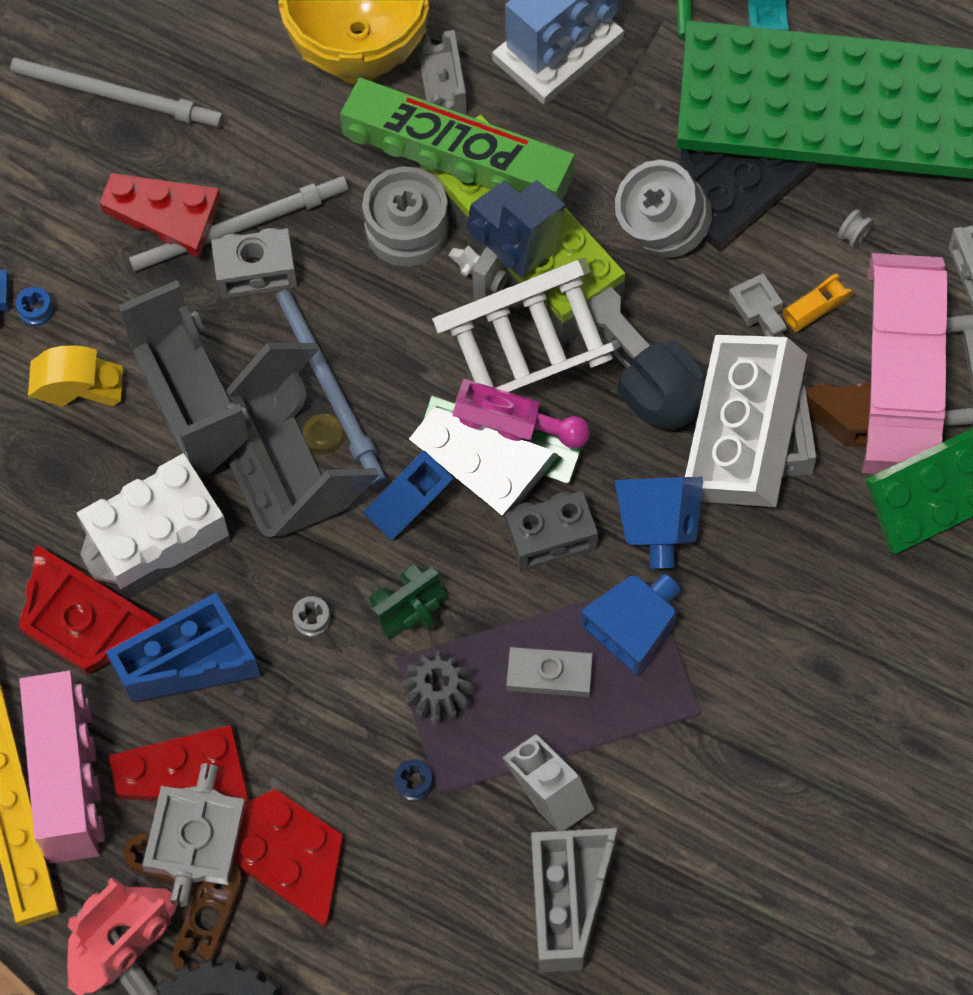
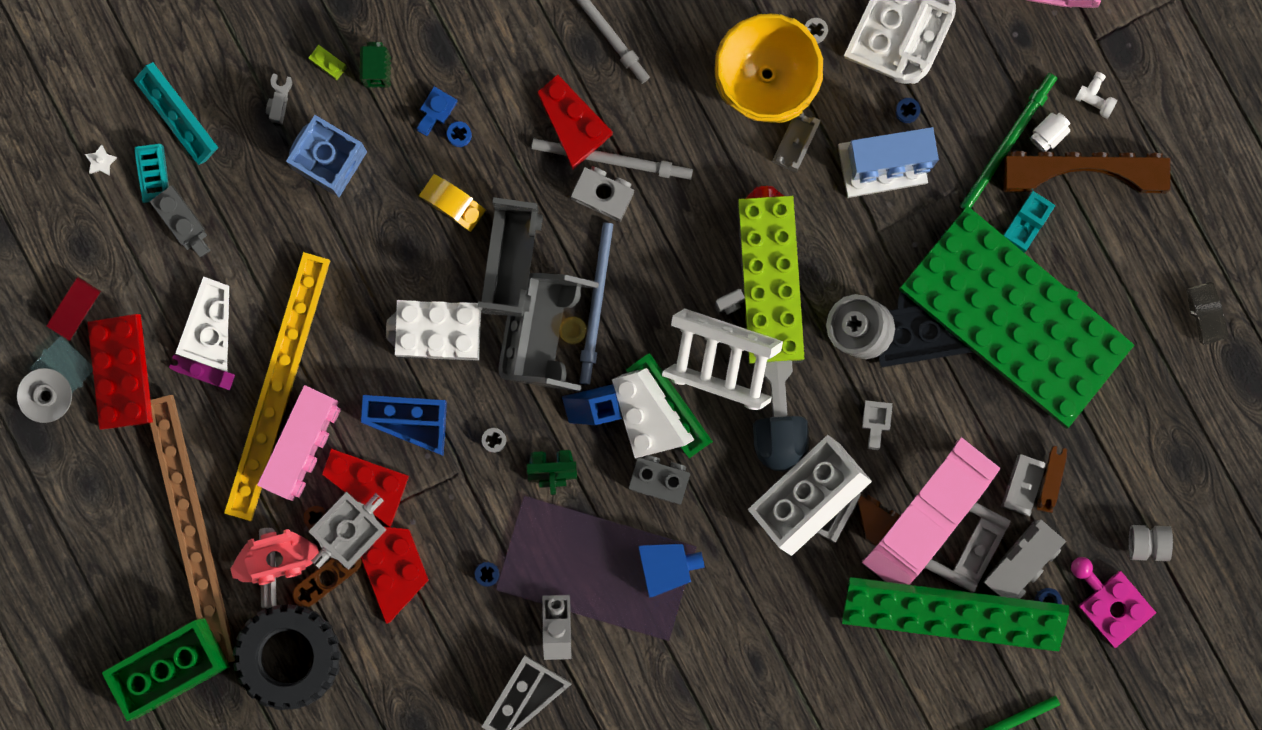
camera: 30 degrees right, 20 degrees up
(77, 614) = (365, 353): red wing -> none
(406, 216) = (715, 210): light grey wheel -> none
(422, 681) = (542, 531): dark grey gear -> none
(452, 141) = (759, 214): bright green brick -> none
(465, 259) = (727, 279): white piece -> none
(514, 415) = (680, 410): dark pink plate -> none
(517, 225) = (755, 295): dark blue brick -> none
(549, 672) = (601, 563): light grey plate -> none
(660, 514) = (724, 515): blue torso -> none
(815, 305) = (907, 441): light orange bar -> none
(855, 228) = (968, 410): light grey bush -> none

